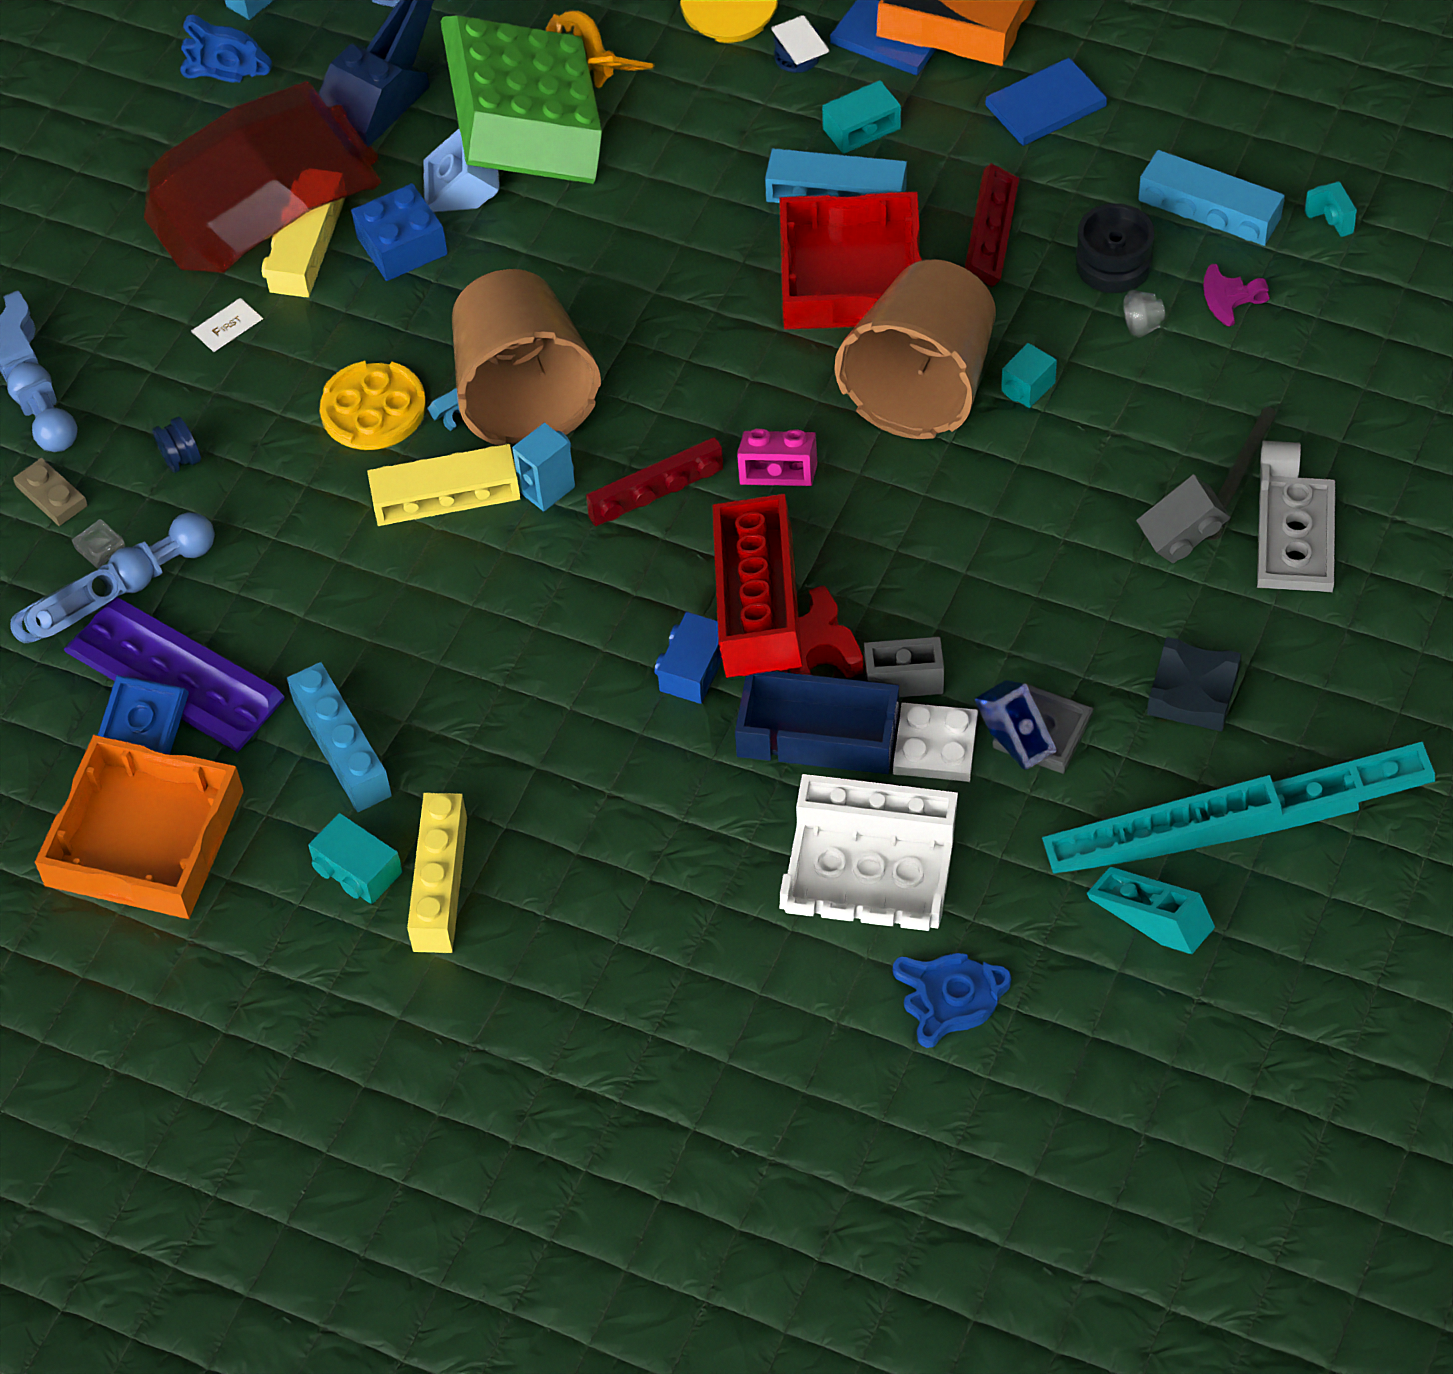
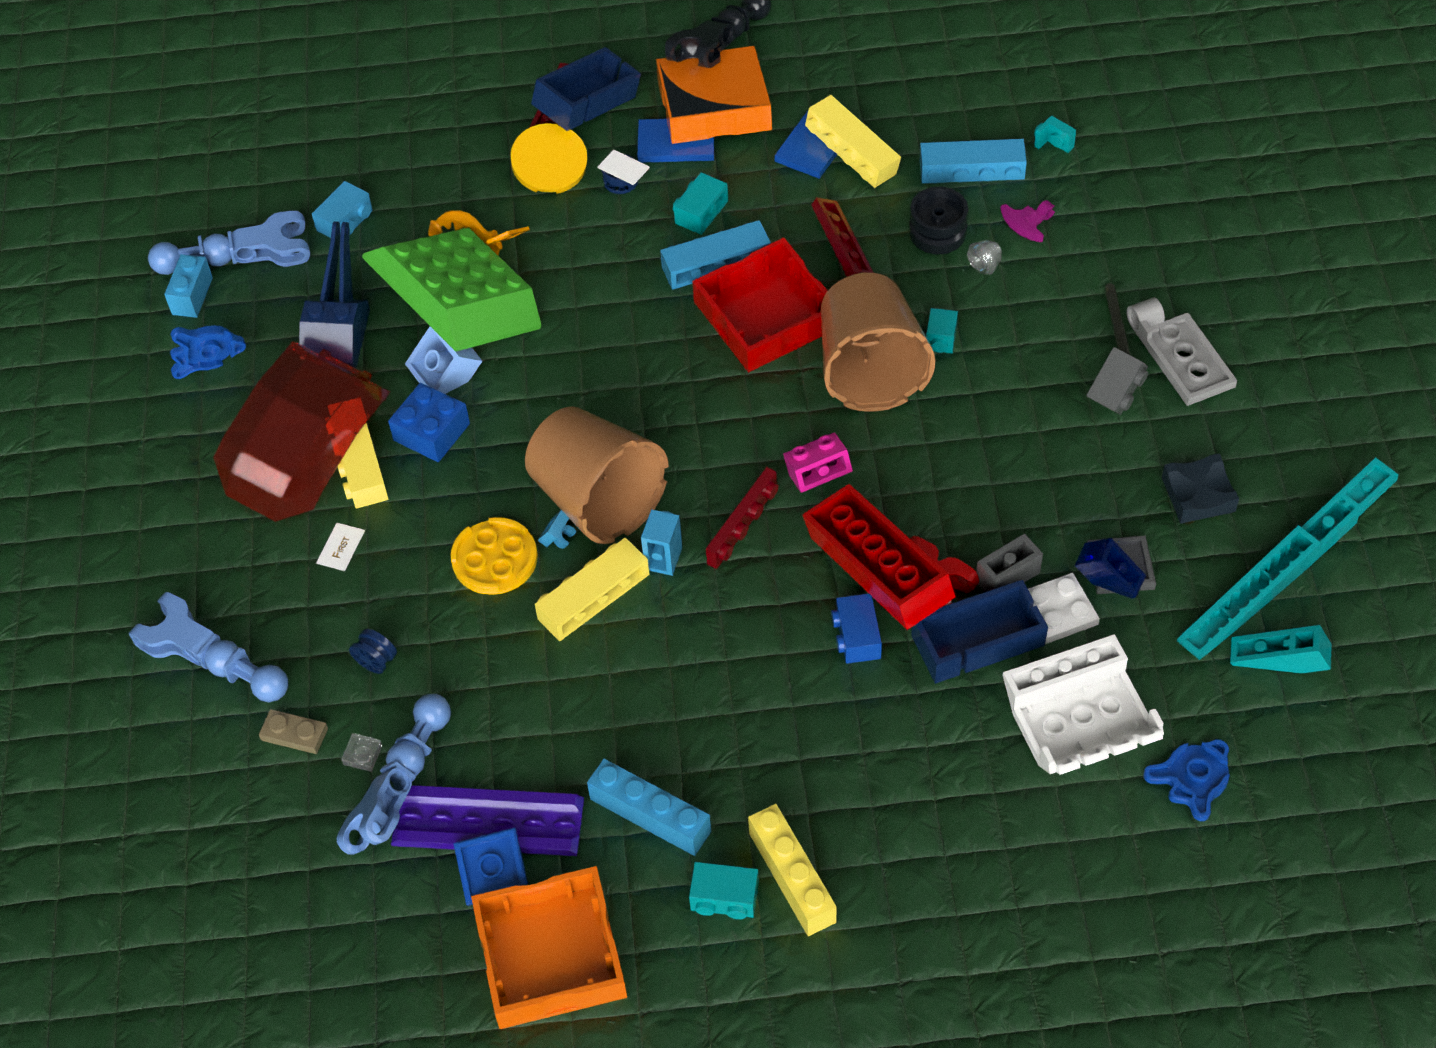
camera: 30 degrees left, 0 degrees up
(1081, 116) = (852, 141): none -> light yellow brick

